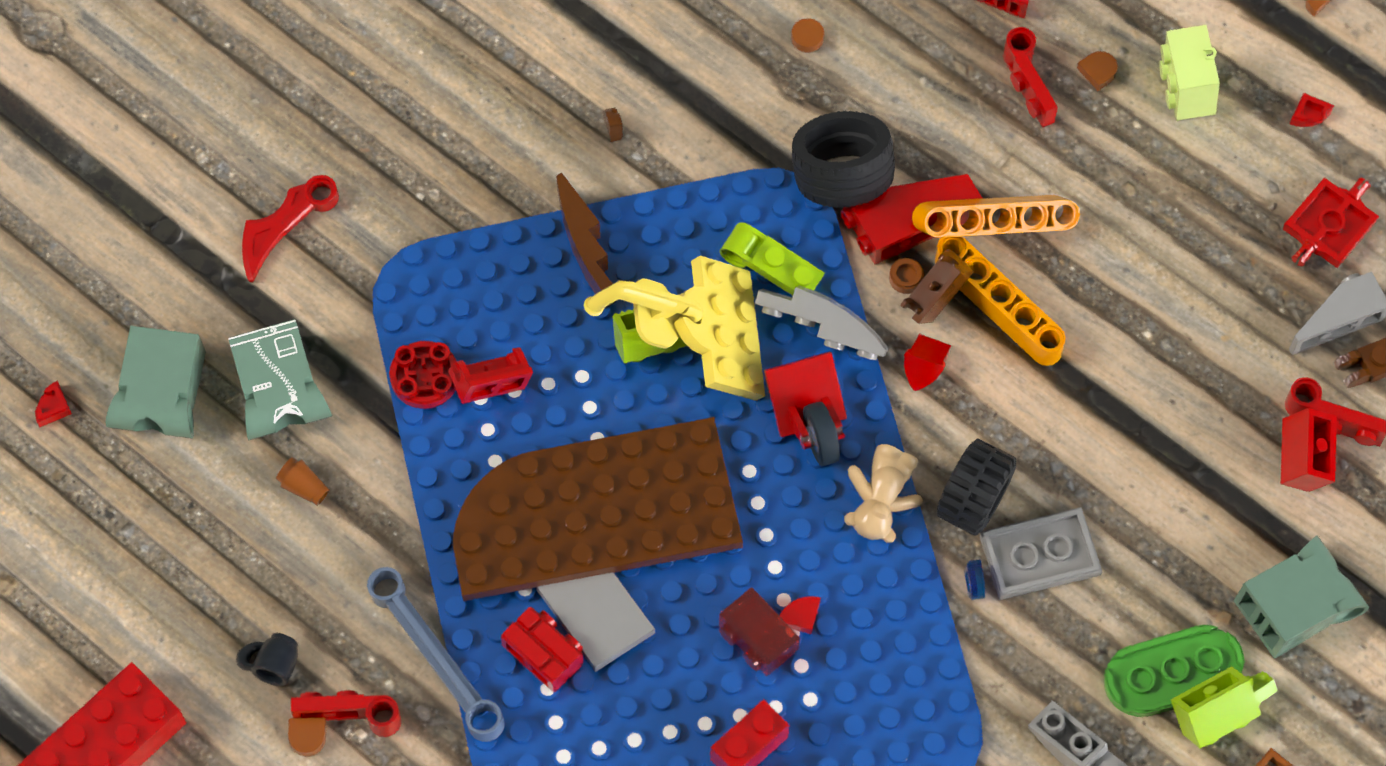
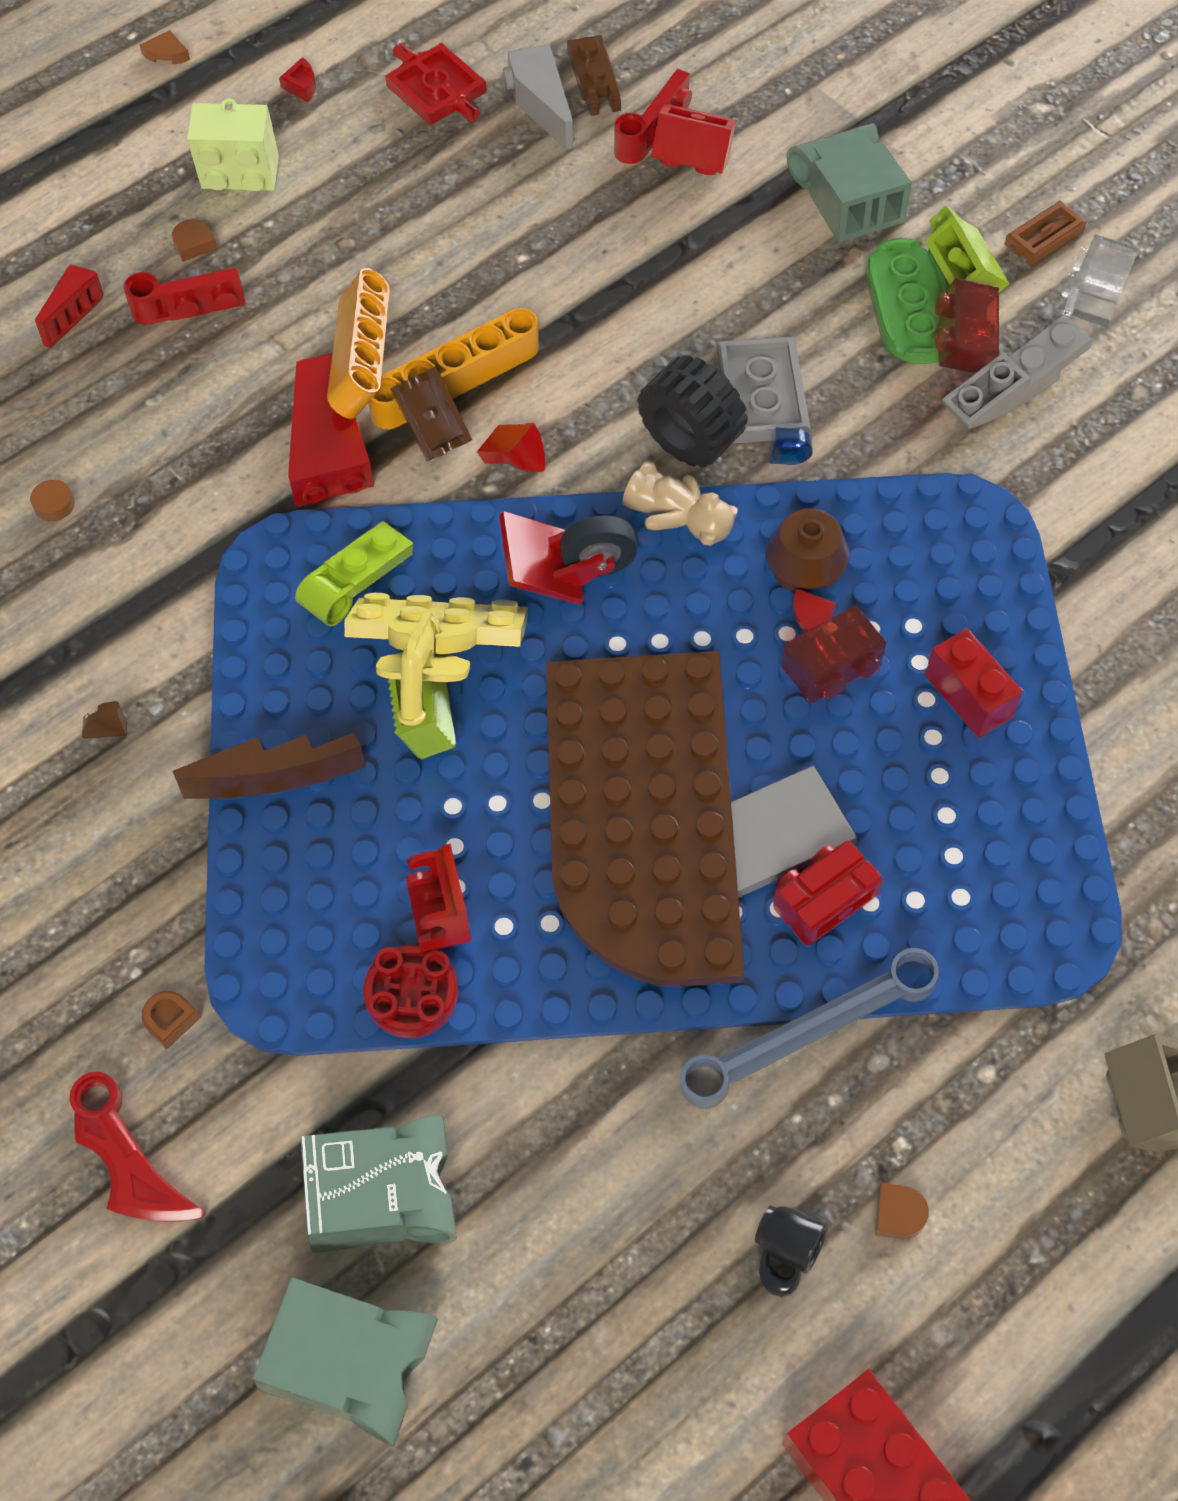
camera: 80 degrees left, 5 degrees down
(302, 481) = (532, 1173): dark orange cone -> none
(348, 706) = (868, 1148): red plate -> none
(387, 224) = (168, 1017): none -> dark orange tile
(838, 323) = (446, 523): light grey slope -> none
(846, 181) = (217, 452): black tyre -> none
(858, 602) = (807, 551): none -> reddish brown cone
(905, 275) = (398, 455): dark orange tile -> none
(1135, 712) = (967, 325): none -> clear red brick

